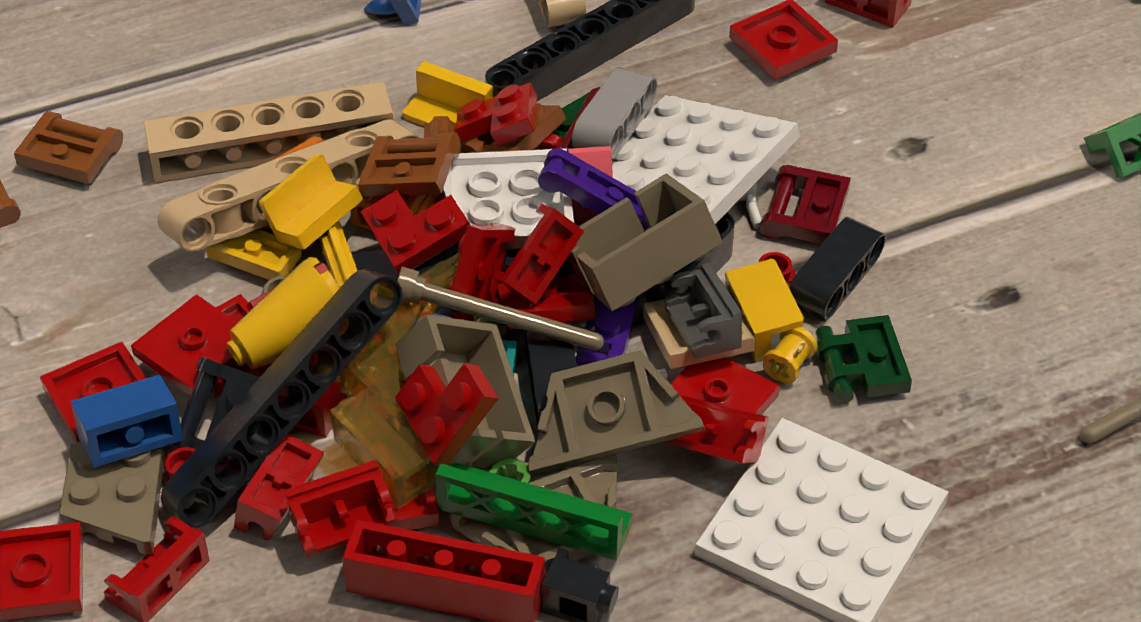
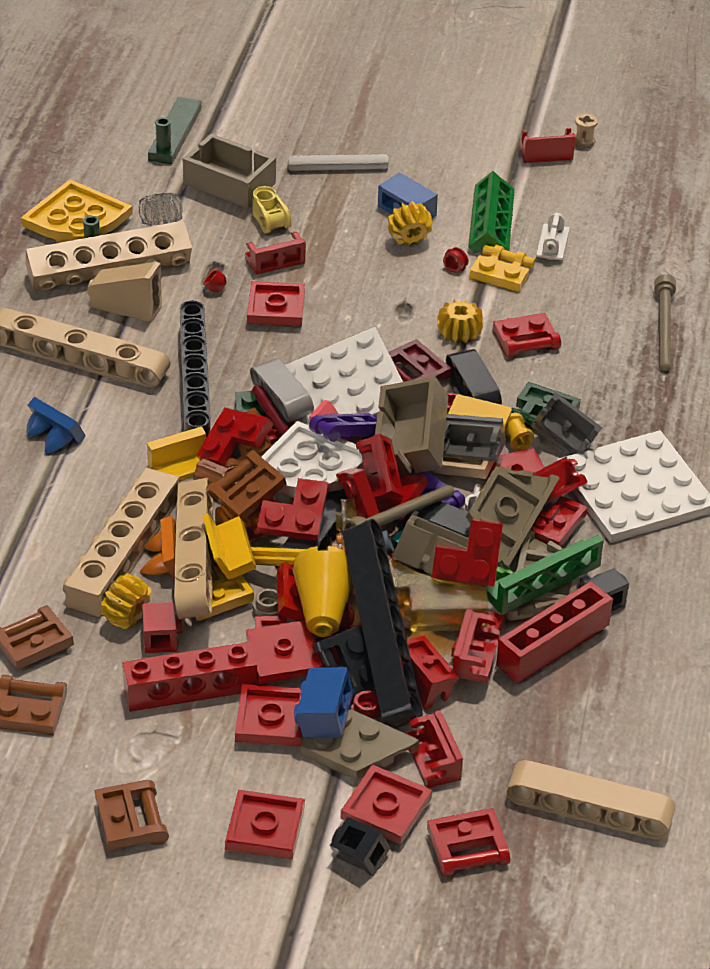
camera: 55 degrees left, 5 degrees down
(92, 287) = (188, 676): none -> red brick
(146, 236) = (160, 627): none -> red brick
(164, 177) = (125, 600): none -> yellow gear
(656, 480) = (559, 521): none -> red plate
(832, 391) = (566, 426): none -> dark grey hinge
(931, 199) = (460, 321): none -> yellow gear
(987, 271) = (526, 334): none -> red plate
(1042, 138) = (455, 260): none -> red plate
(1043, 62) = (410, 223): none -> yellow gear
(1074, 191) = (500, 273): none -> yellow plate
(1095, 42) = (403, 190): none -> brick

